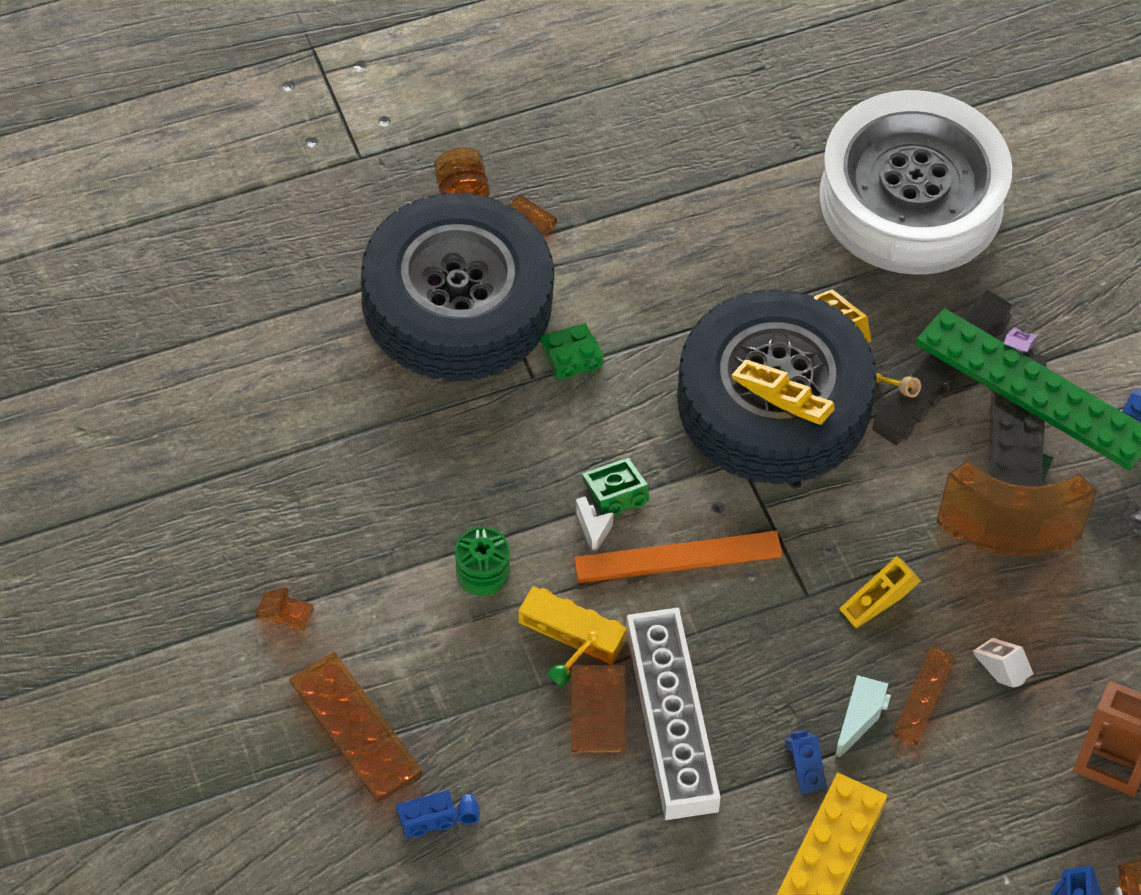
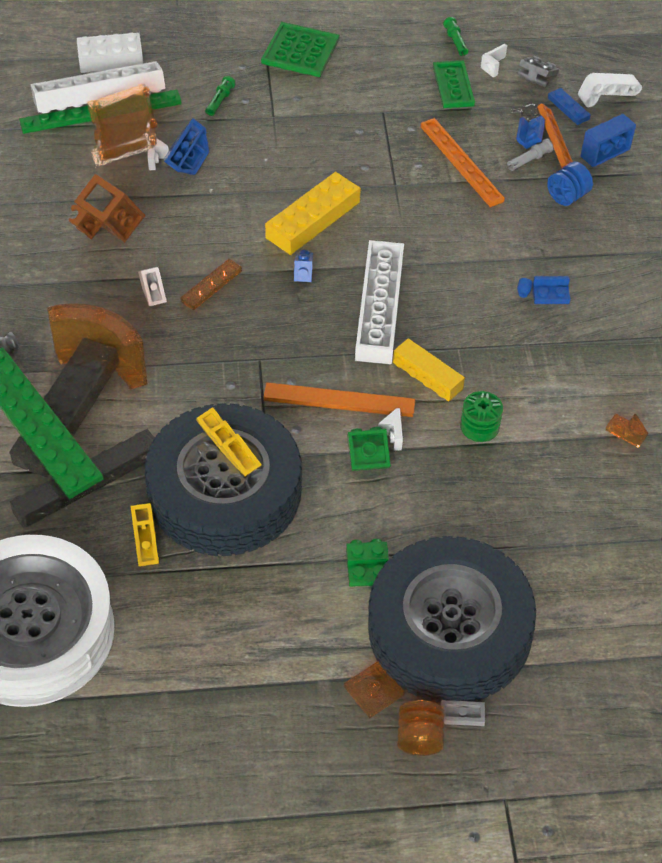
camera: 165 degrees left, 5 degrees down
(356, 727) = (589, 347): clear orange plate -> none
(560, 673) = (445, 343): hinge -> none
(598, 708) = (425, 322): clear orange slope -> none
(863, 711) = (256, 279): light aqua slope -> none
(880, 592) = (206, 341): yellow slope -> none
(910, 383) = (126, 452): tan hinge -> none
(1019, 340) = (20, 469): lavender plate -> none

